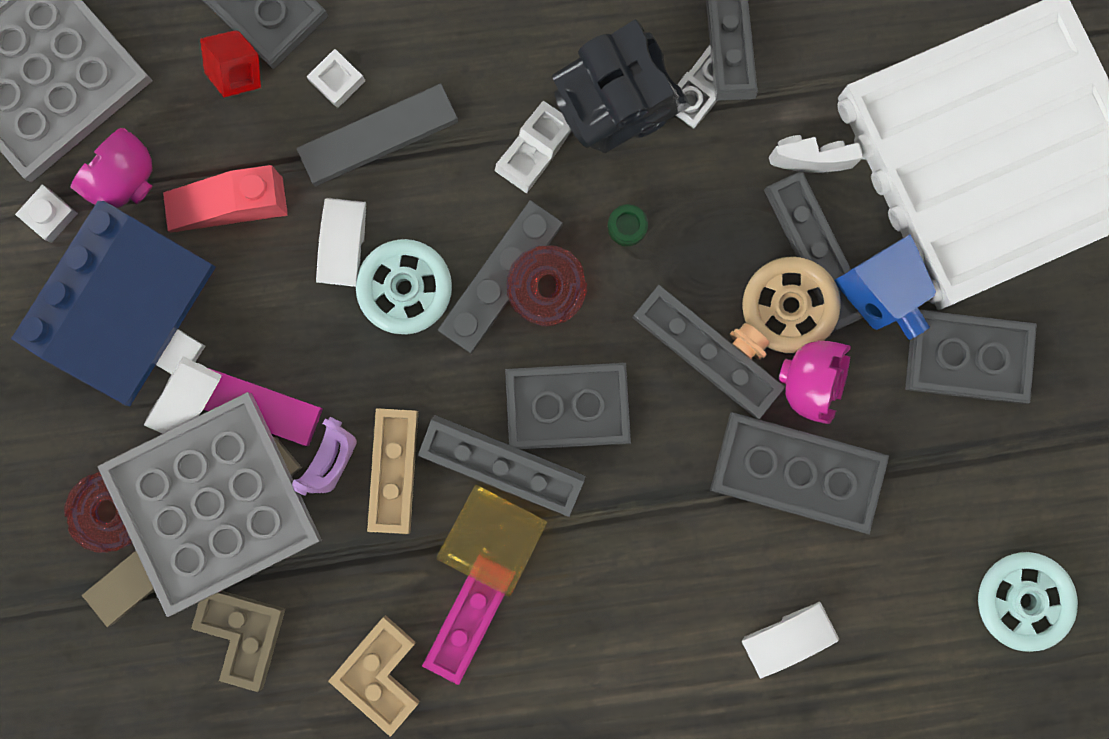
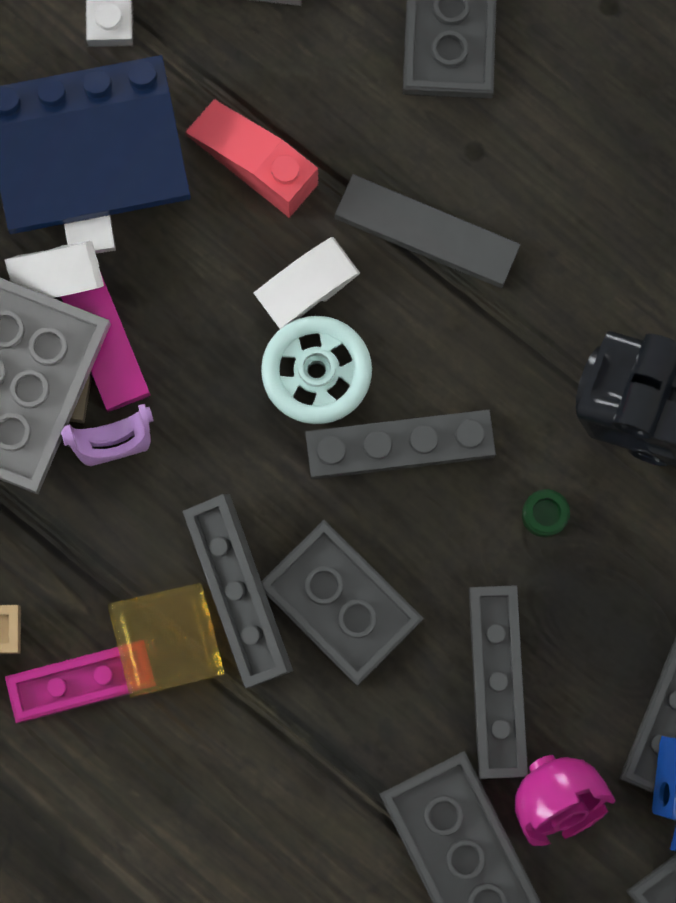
camera: 45 degrees right, 5 degrees down
(116, 172) = (196, 48): dark pink cylinder -> none
(230, 63) = (374, 56): red panel -> none
(336, 78) = (442, 153): white plate -> none
(392, 471) = (150, 502): tan plate -> none
(524, 279) = (424, 462): clear red tile -> none
(534, 147) = (538, 372): white slope -> none
(750, 341) = (539, 710): light nougat plate -> none
(812, 276) = (615, 679): tan plate -> none

